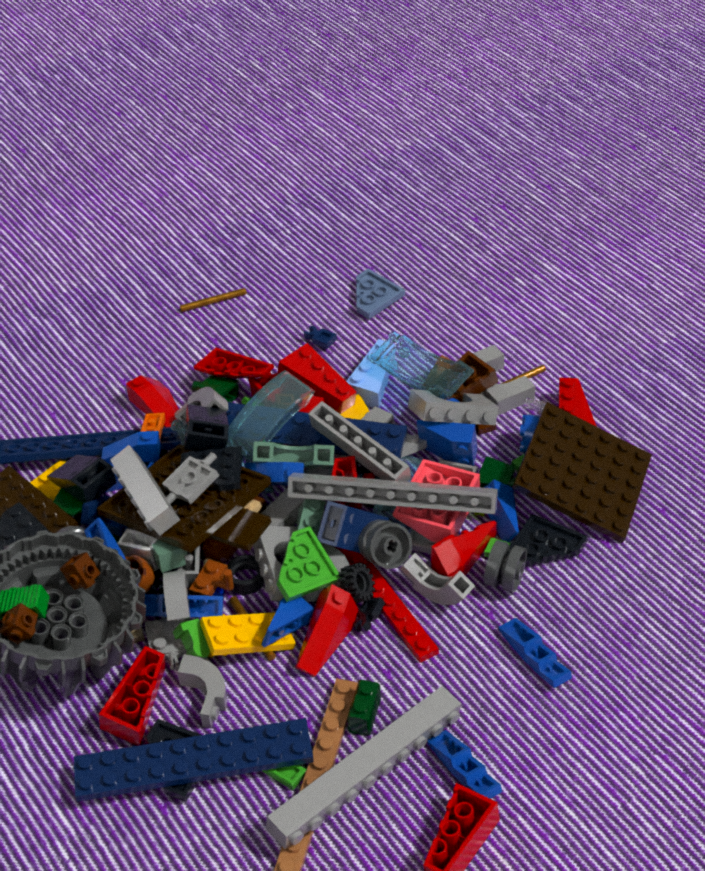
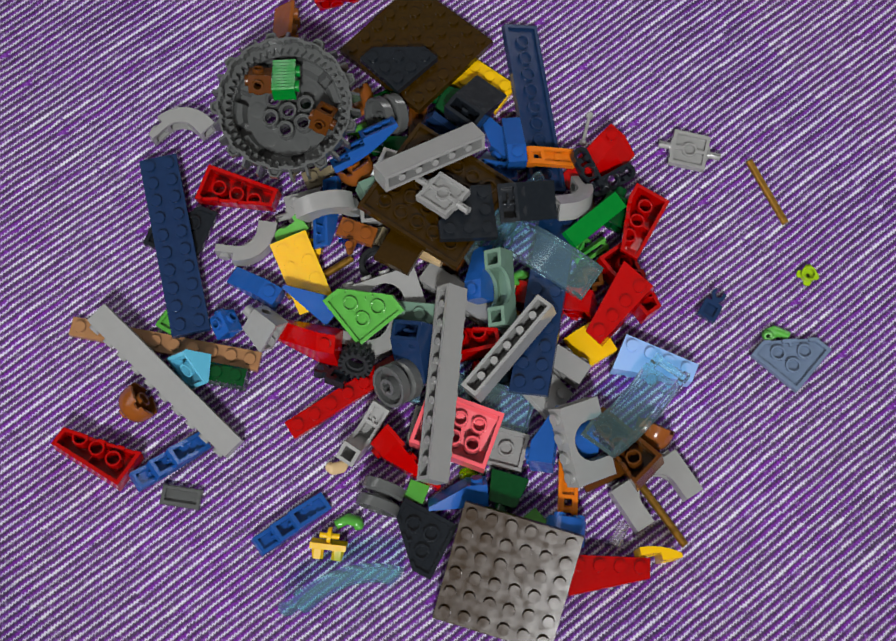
camera: 80 degrees right, 30 degrees up
(27, 749) = (180, 119): none -> light grey arch
(108, 410) = (589, 116): none -> light grey hinge
(162, 343) = (689, 150): none -> light grey plate
(166, 404) = (600, 181): none -> black beam
(227, 390) = (594, 220): none -> green tile
(258, 681) = (257, 288): none -> blue slope
(296, 279) = (808, 269): none -> lime plate
(307, 668) = (263, 326): none -> light grey torso
(307, 705) = (225, 324): none -> blue brick
(348, 301) = (774, 332): none -> bright green arm
(354, 729) = (191, 366): none -> medium azure slope
(394, 798) = (135, 403): none -> dark orange cylinder
(469, 609) = (336, 467): none -> tan arm
(497, 437) = (566, 493): none -> orange plate
(505, 758) = (181, 497): none -> dark grey tile
(527, 603) = (349, 519): none -> bright green arm
(554, 617) = (336, 546): none -> yellow hips
(556, 373) = (660, 554): none -> yellow slope
(599, 608) = (314, 593): none -> clear light blue windscreen

